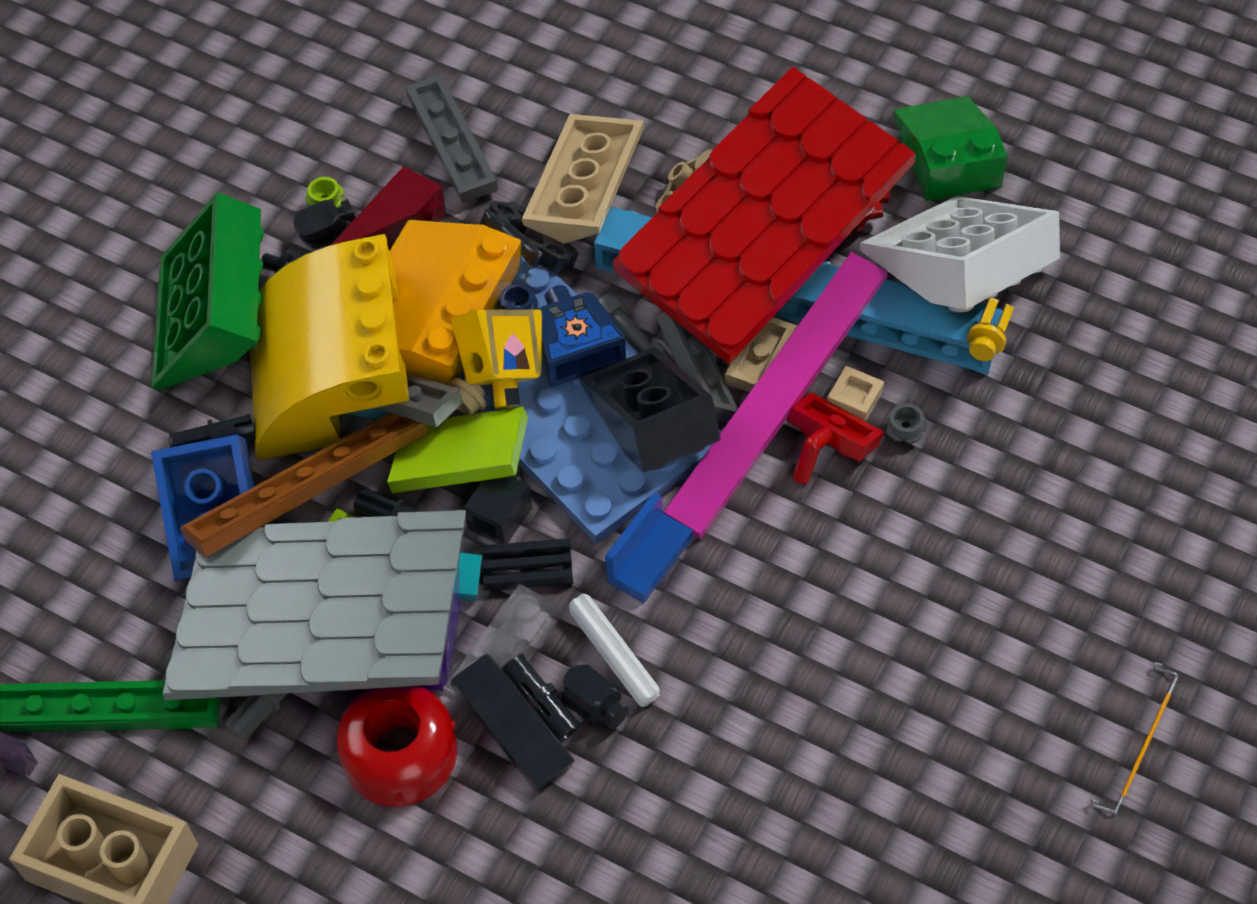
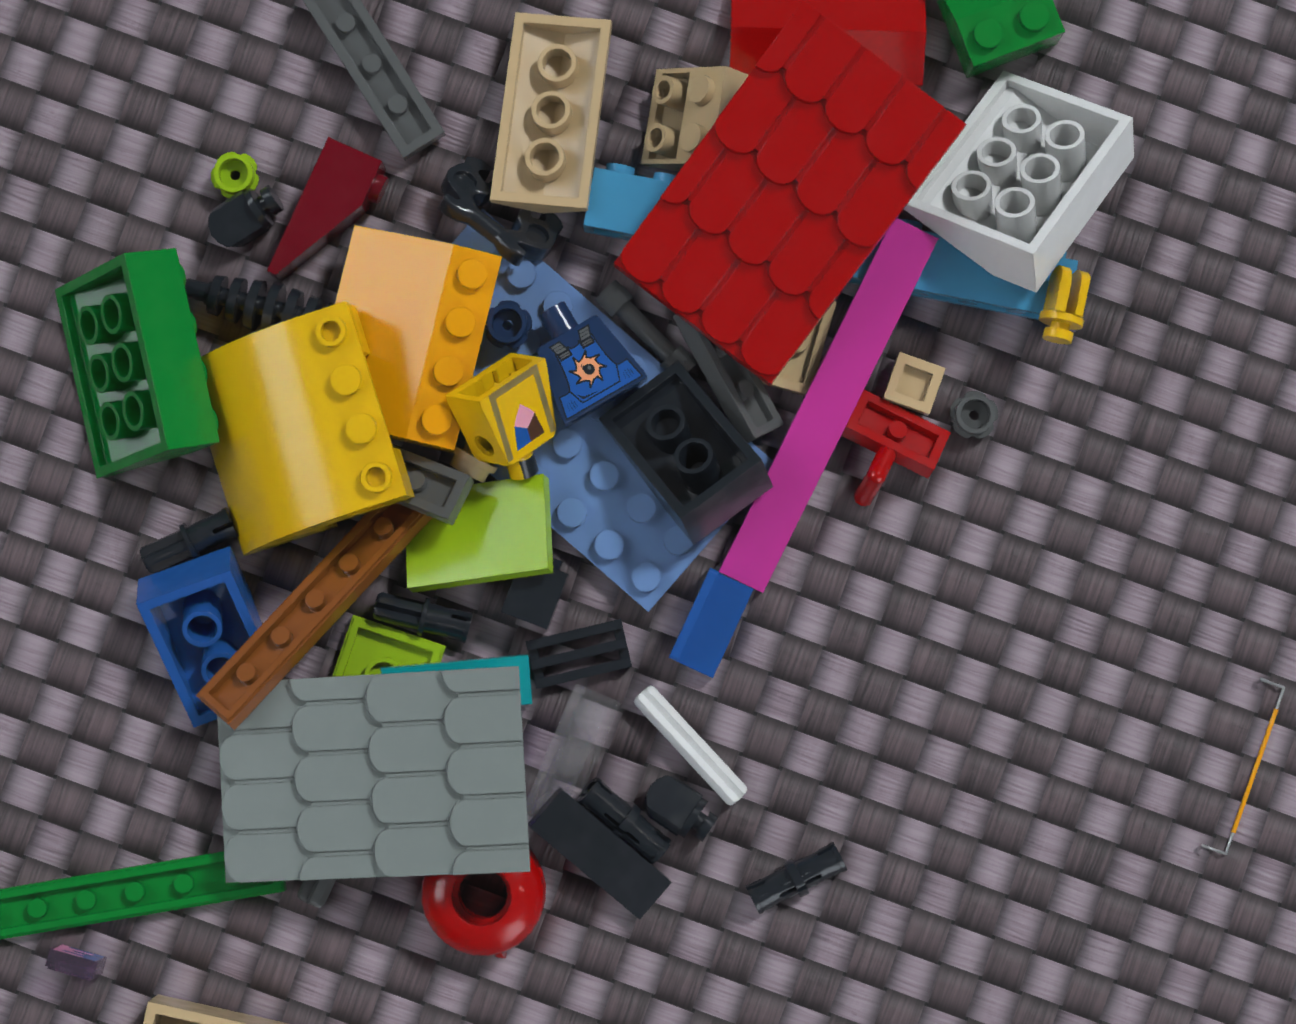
camera: 15 degrees left, 30 degrees up
(693, 773) = (796, 877): none -> black pin

